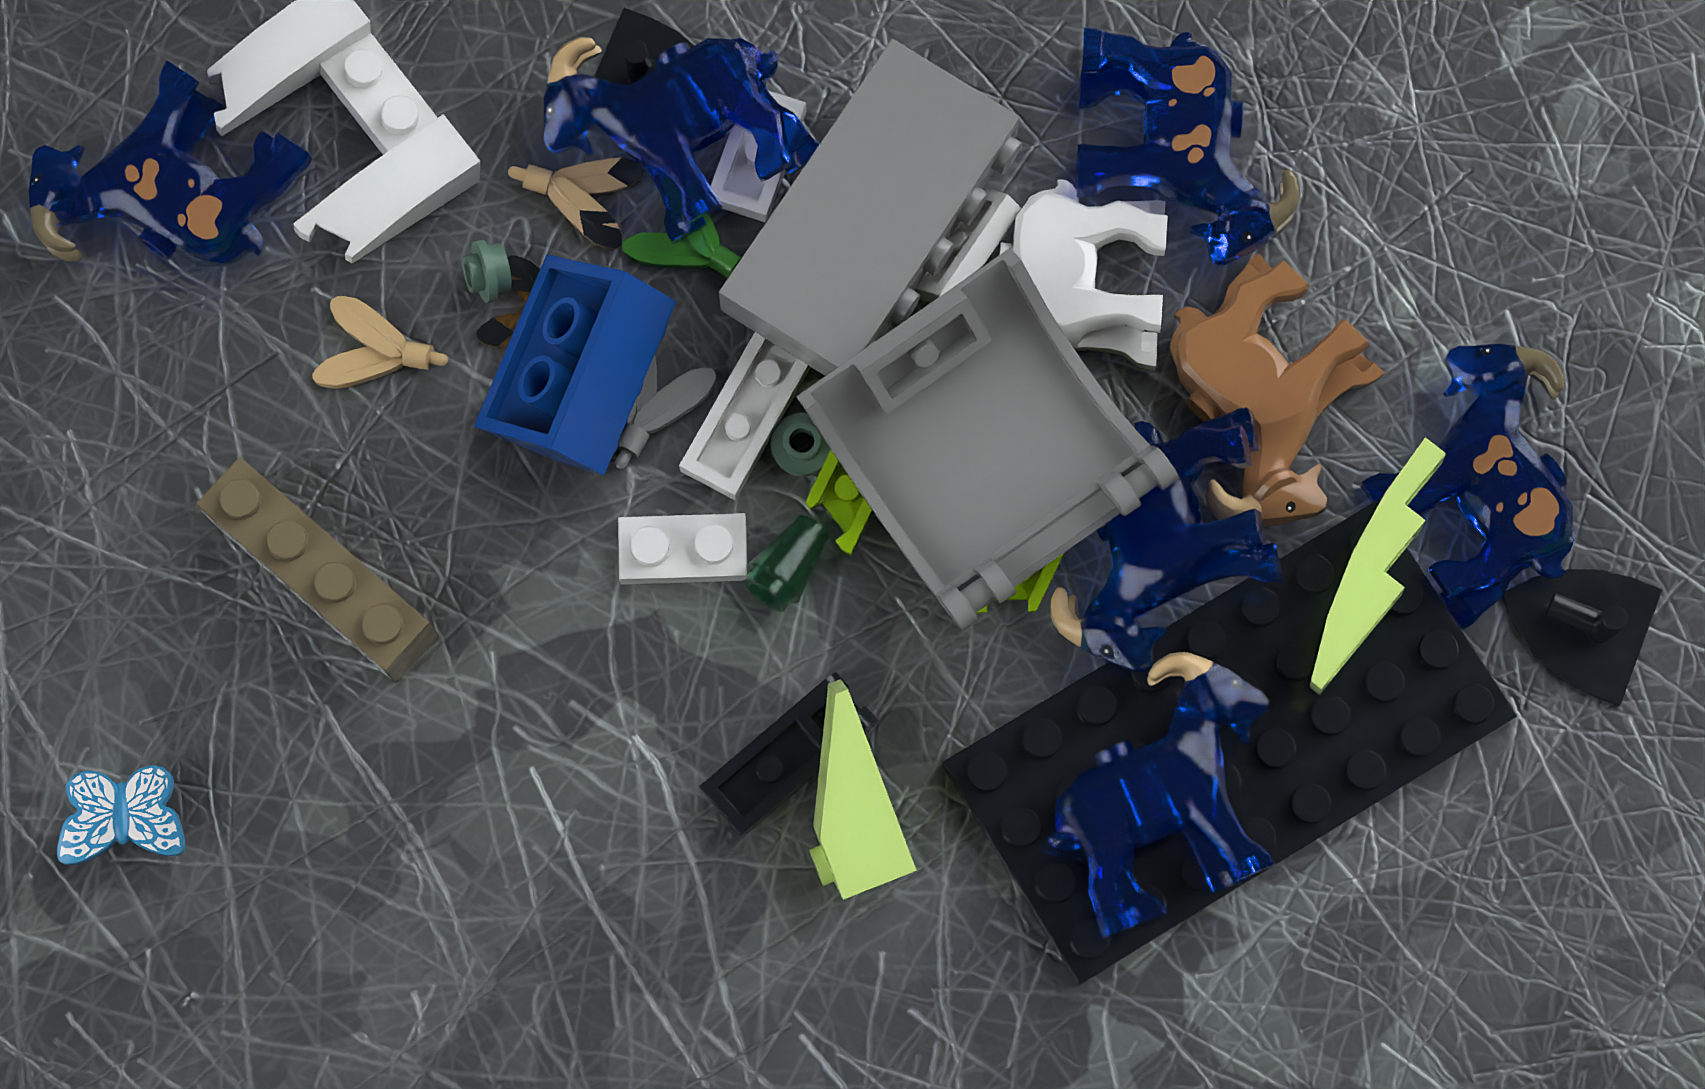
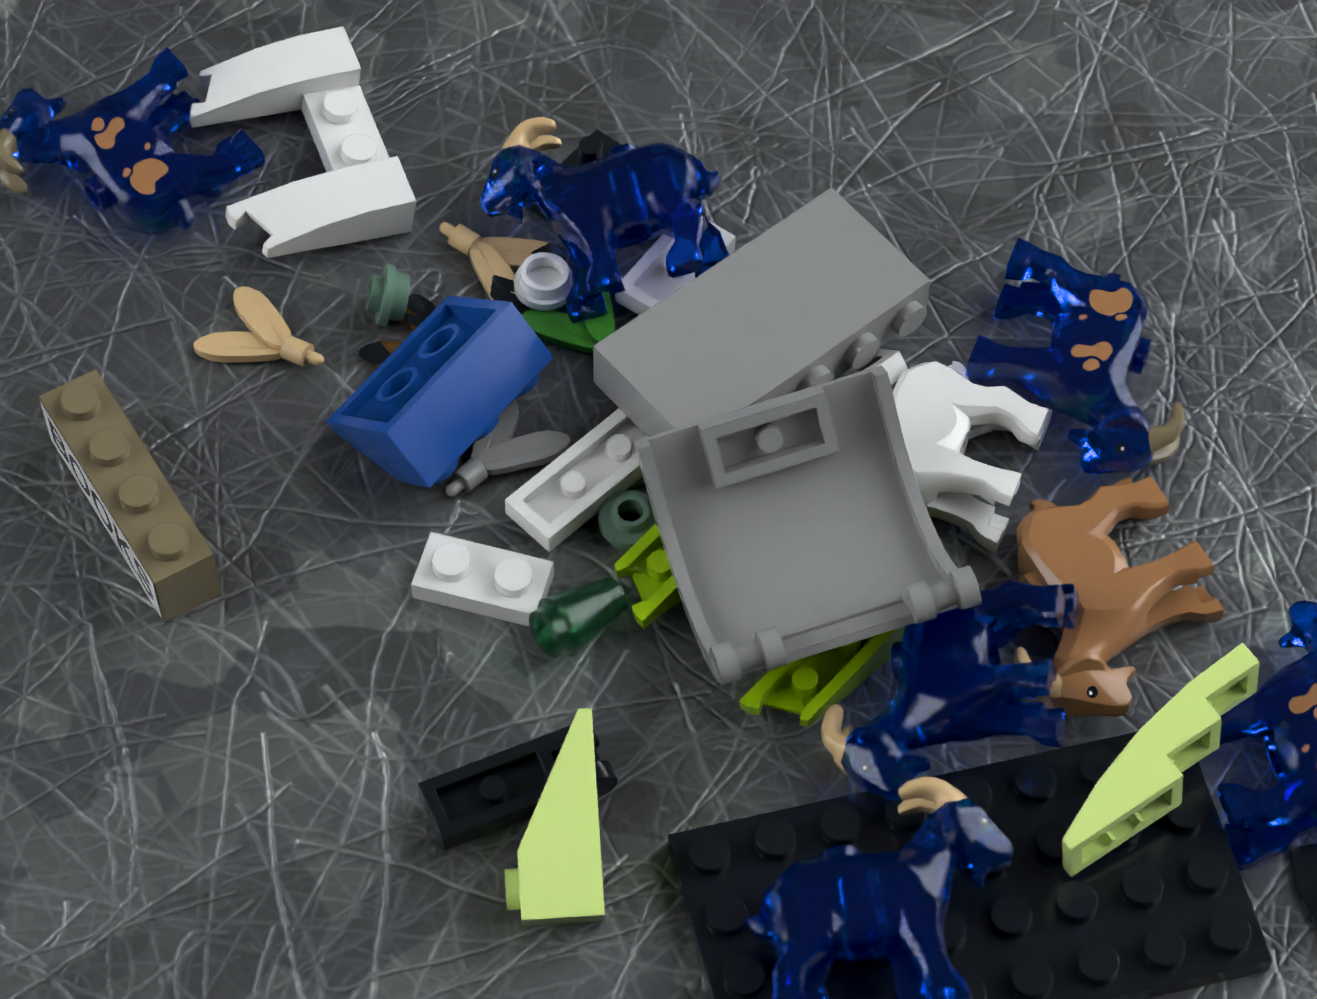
camera: 15 degrees right, 20 degrees down
(633, 207) = (543, 281): none -> white plate

